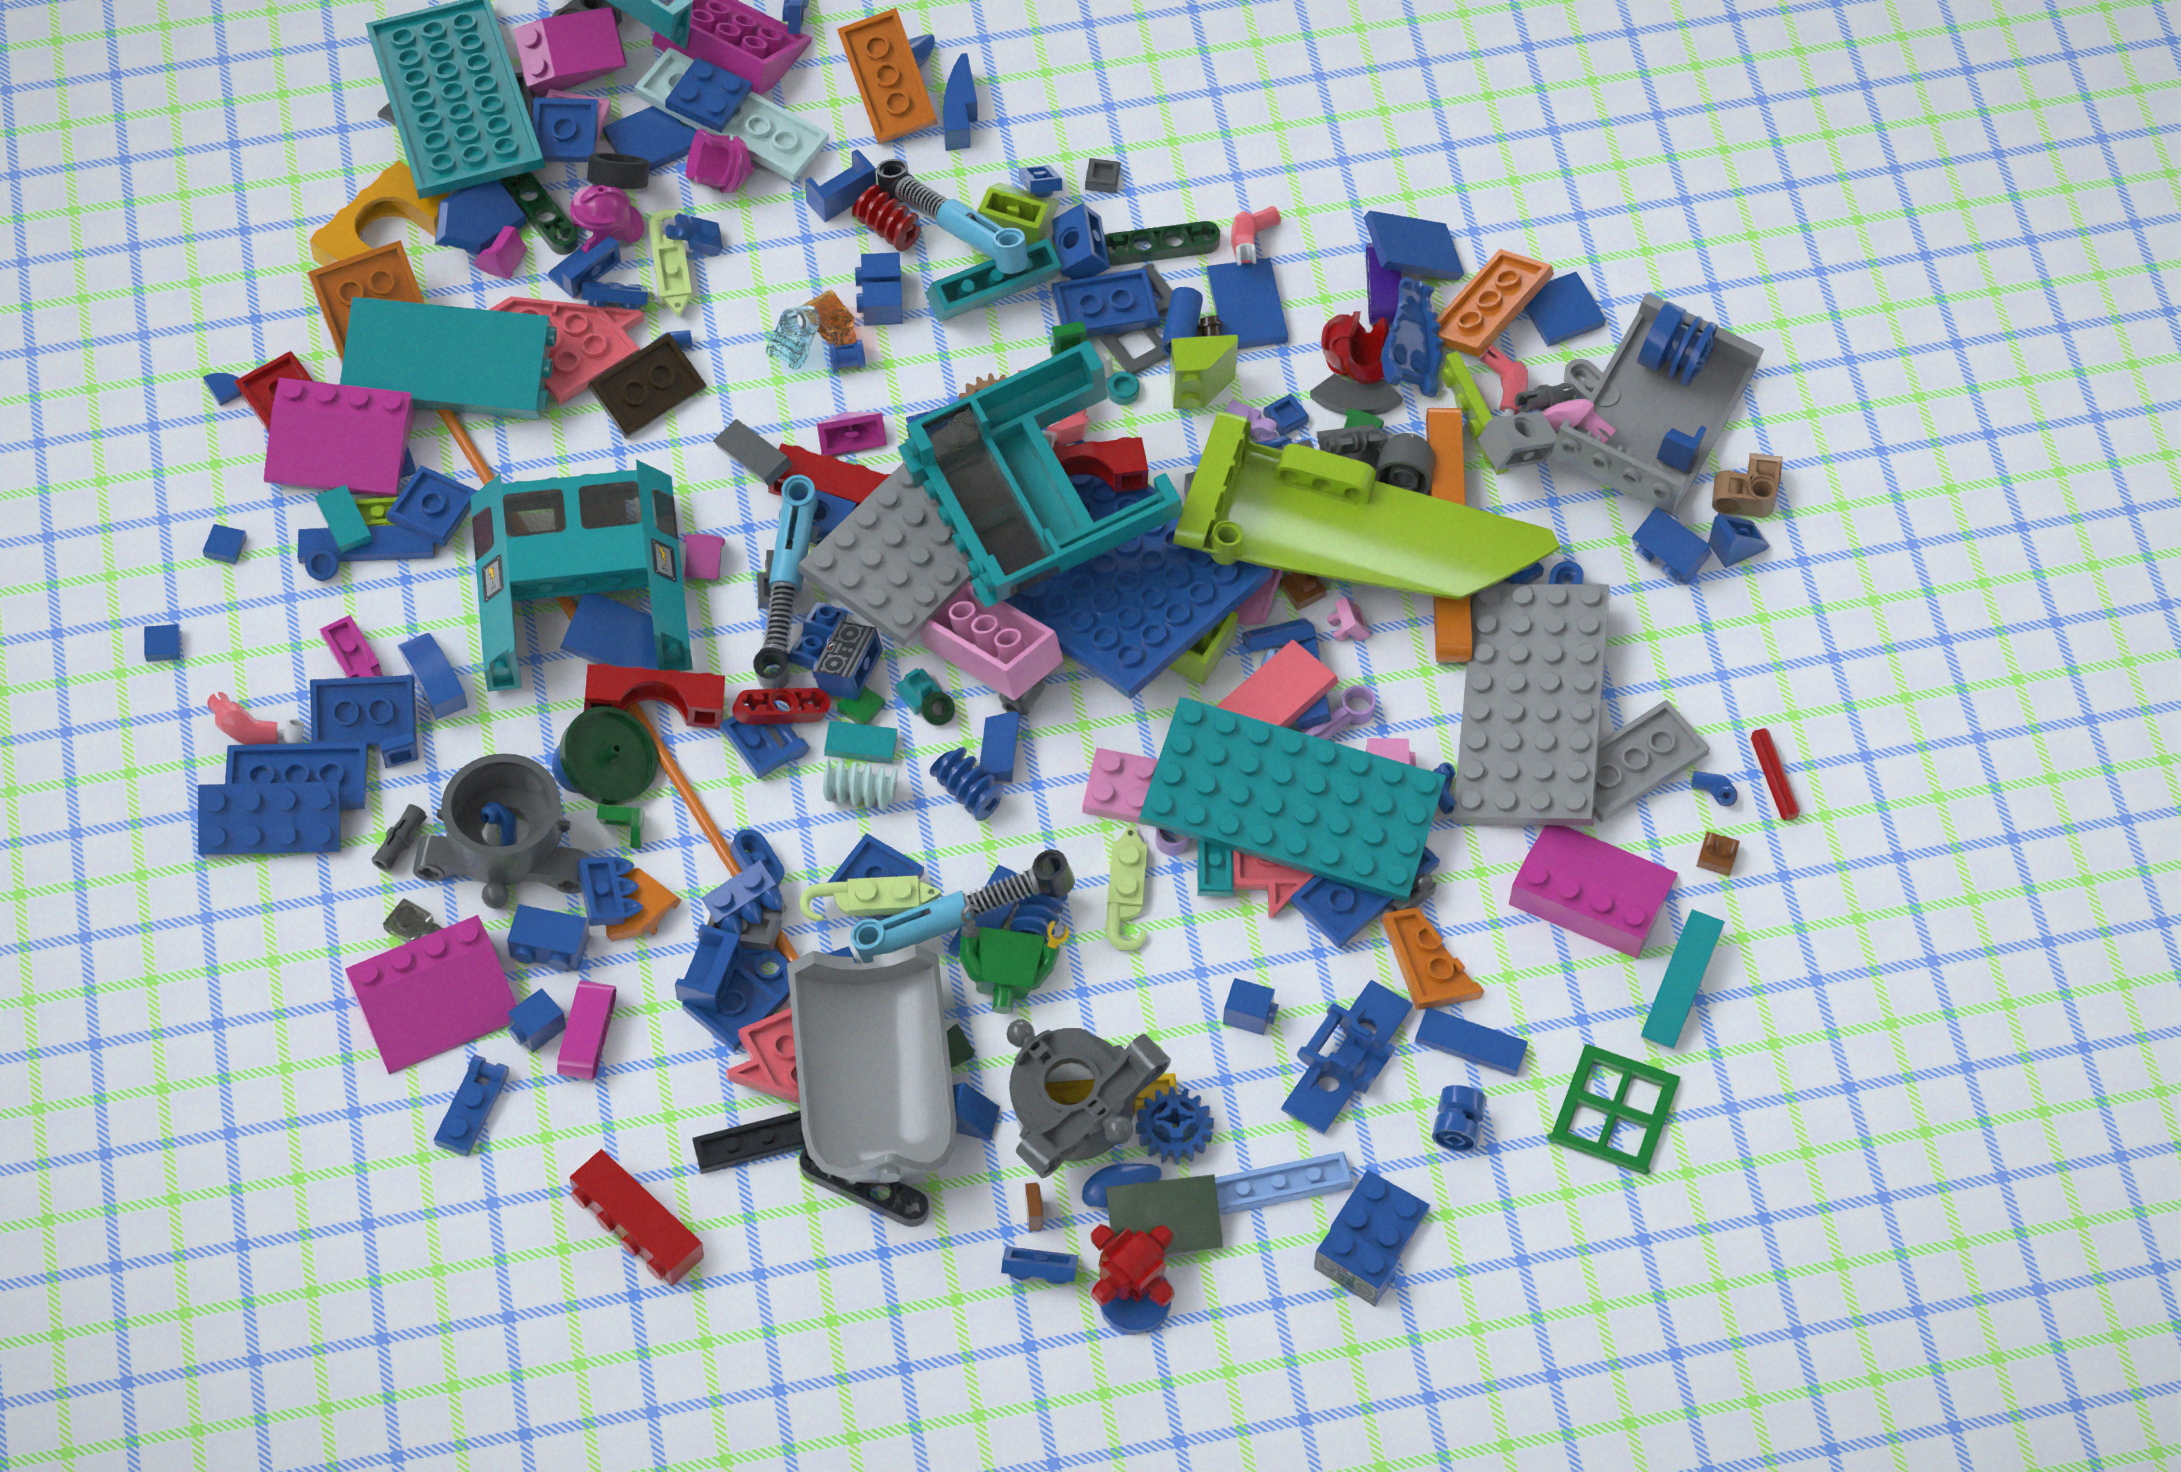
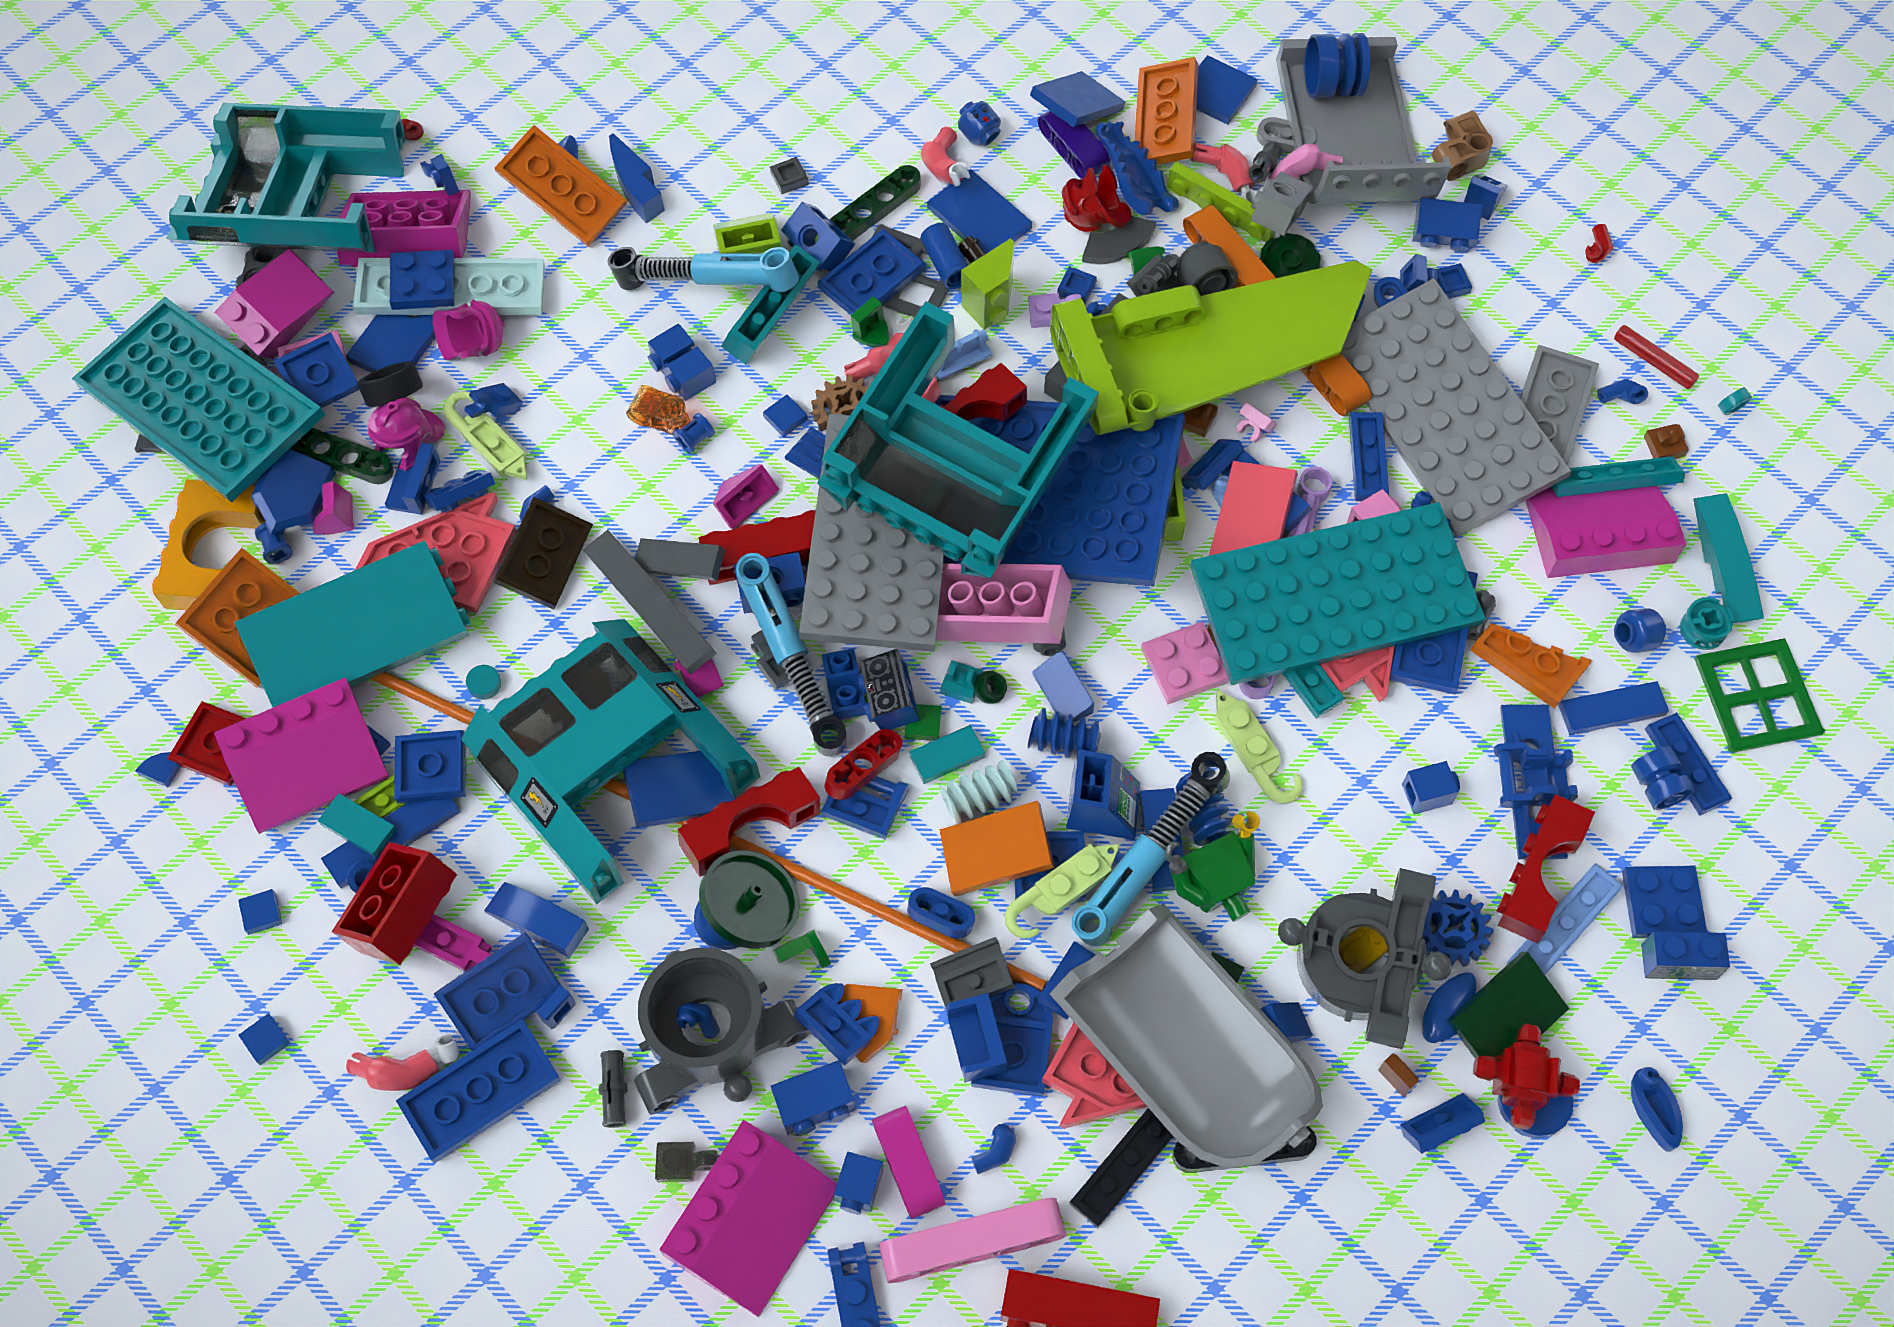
camera: 30 degrees left, 5 degrees up
(269, 818) = (482, 1146): blue plate -> none
(329, 594) = (394, 903): none -> red brick
(434, 255) = (273, 544): none -> blue bush
(524, 464) = (483, 682): none -> teal tile
(593, 1117) = (972, 1240): none -> bright pink beam
(666, 1067) = (999, 1151): none -> blue arm
(702, 473) = (649, 602): none -> dark grey tile
(743, 898) = (959, 955): plate -> none
(791, 340) = (639, 446): clear light blue piece -> none
(839, 836) = (996, 848): none -> orange tile
(842, 190) = (588, 297): blue panel -> none
(887, 218) = (643, 302): red piece -> none
(938, 385) = (785, 415): none -> blue tile
(959, 846) = (1103, 796): none -> blue slope
(1040, 180) = (748, 203): blue plate -> none
(1130, 417) = (965, 353): none -> light blue hinge
(1232, 1365) = (1657, 1108): none -> blue arm
(1308, 220) = (979, 123): none -> blue head
(1325, 1101) = (1530, 904): none -> red arch
(1429, 706) = (1368, 454): none -> blue plate
(1499, 1125) = (1708, 787): none -> blue tile
(1502, 495) = (1289, 255): none -> dark green tile
(1547, 990) = (1640, 630): none -> blue head
(1606, 575) = (1416, 272): none -> blue tile
(1616, 1020) = (1695, 623): none -> teal wheel
(1638, 602) = (1454, 281): none -> blue tile
(1643, 854) = (1620, 476): none -> teal tile
(1679, 448) = (1396, 144): blue panel -> none
(1811, 650) = (1601, 247): none -> red arm
(1811, 852) = (1735, 401): none -> teal tile

